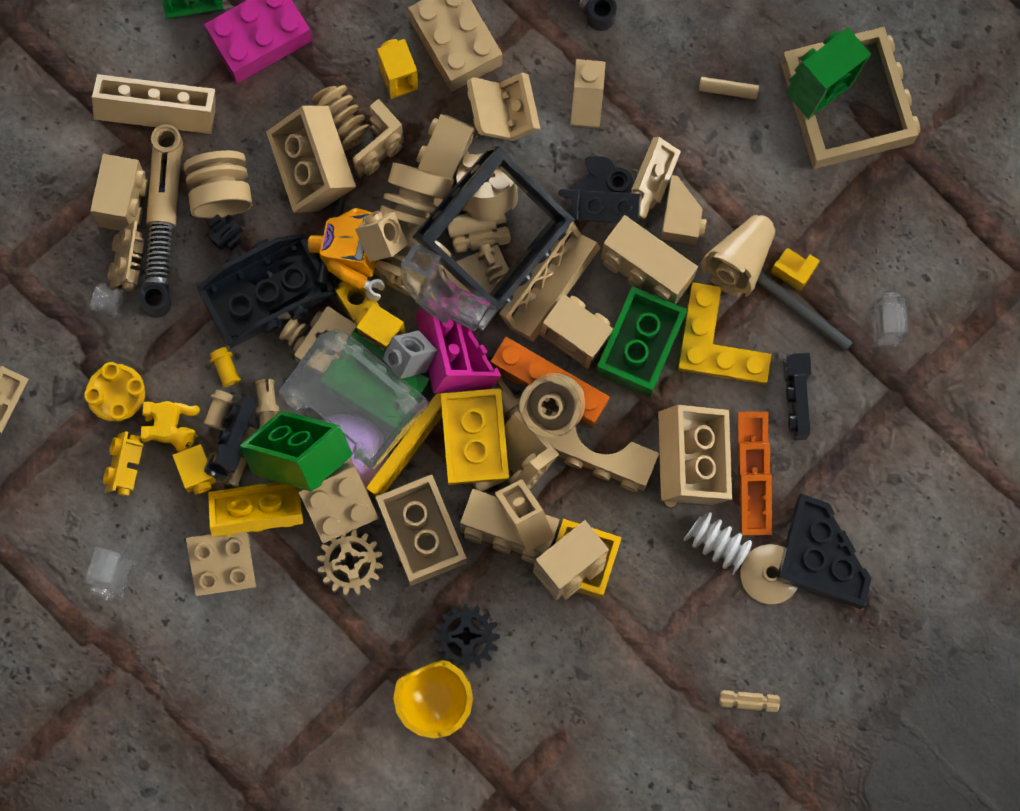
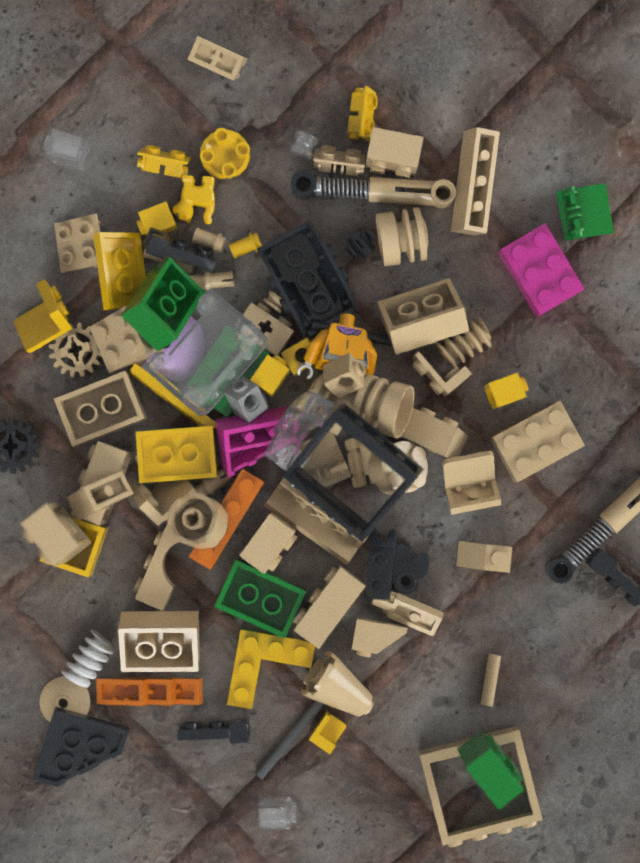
camera: 100 degrees right, 10 degrees up
(82, 234) = (364, 102): none -> yellow hinge
(314, 599) = (44, 321): none -> yellow bracket

